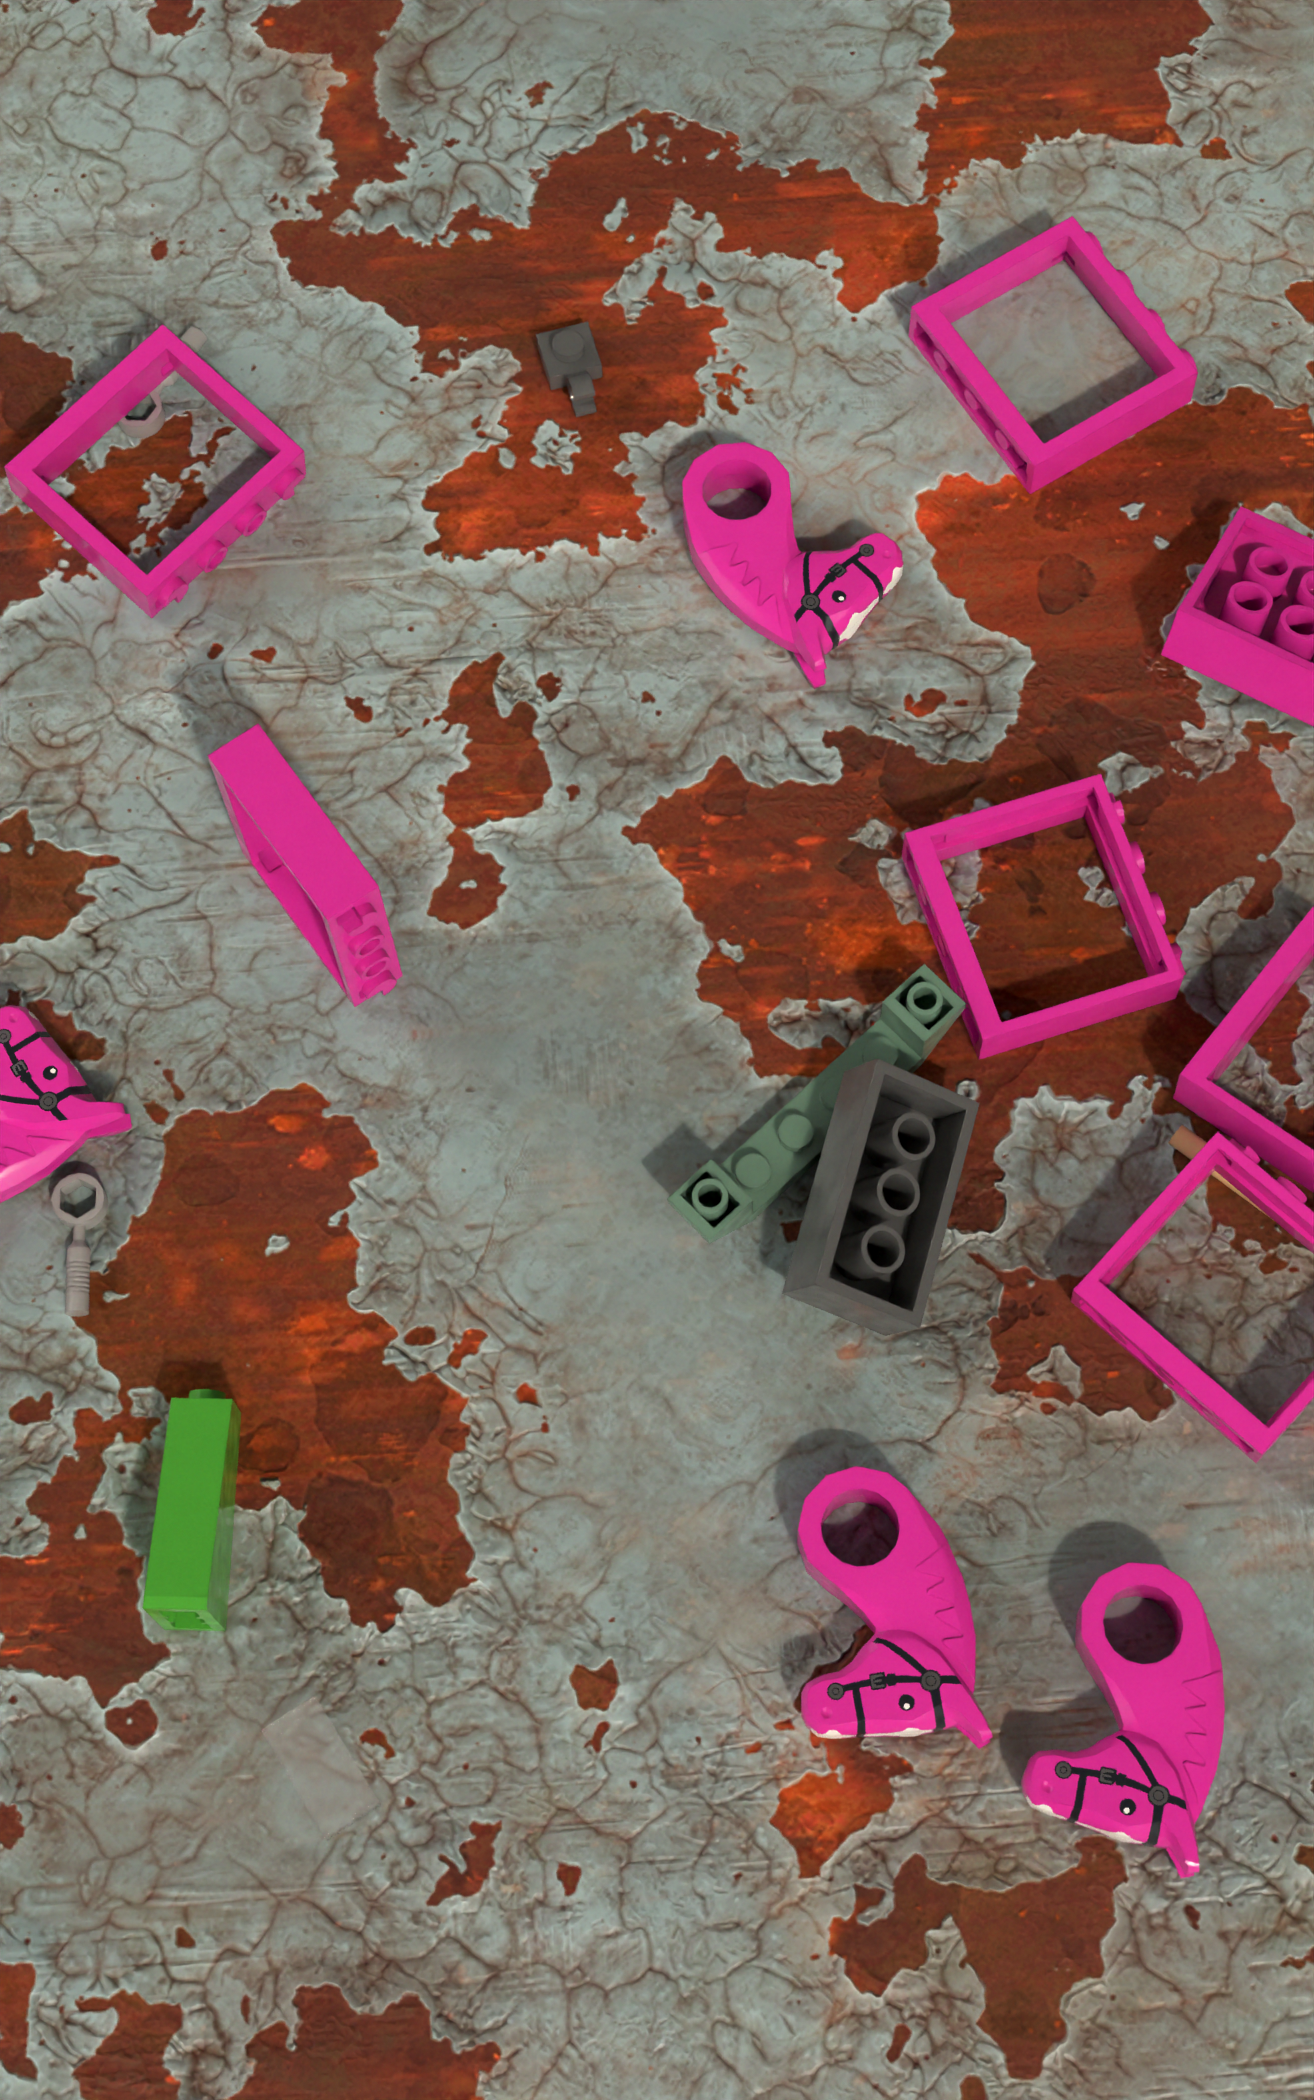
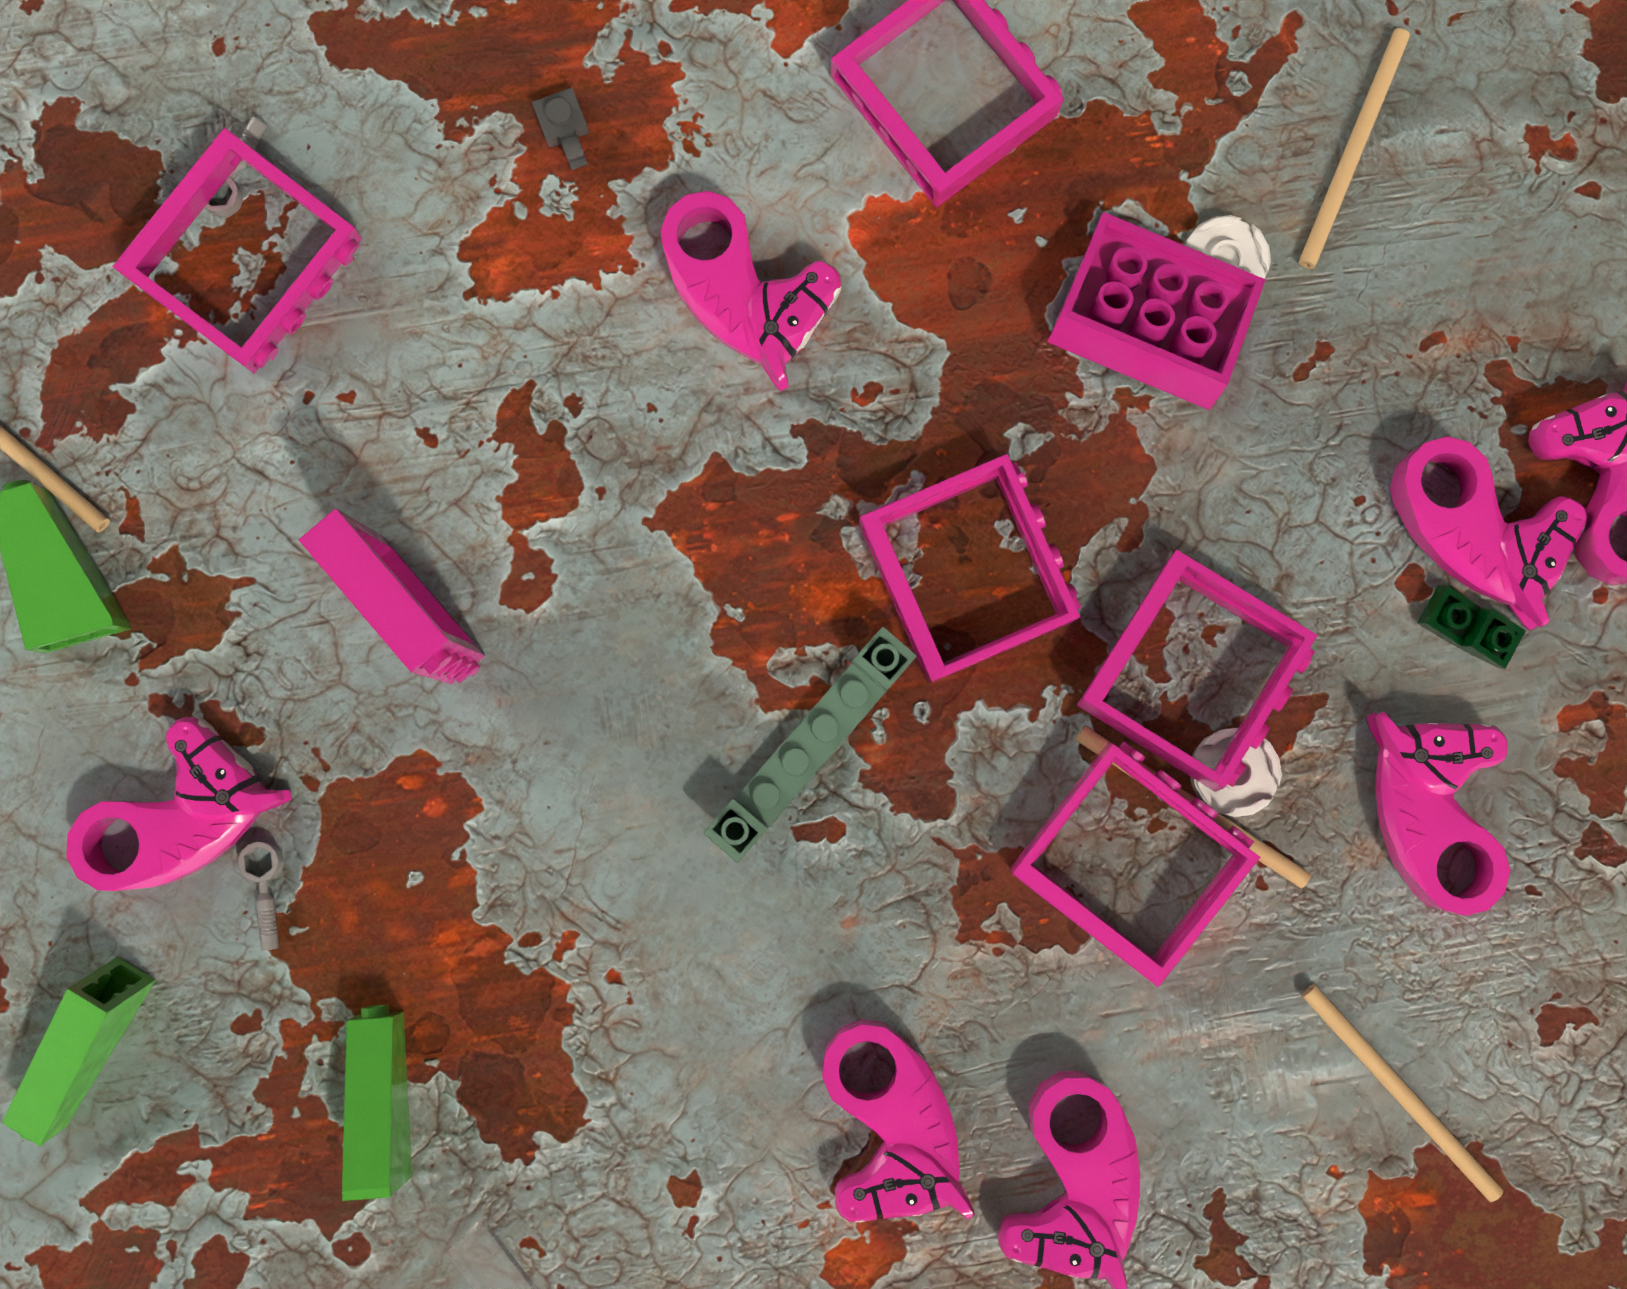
camera: 10 degrees left, 15 degrees up
(881, 1198) = (864, 816): dark grey brick -> none

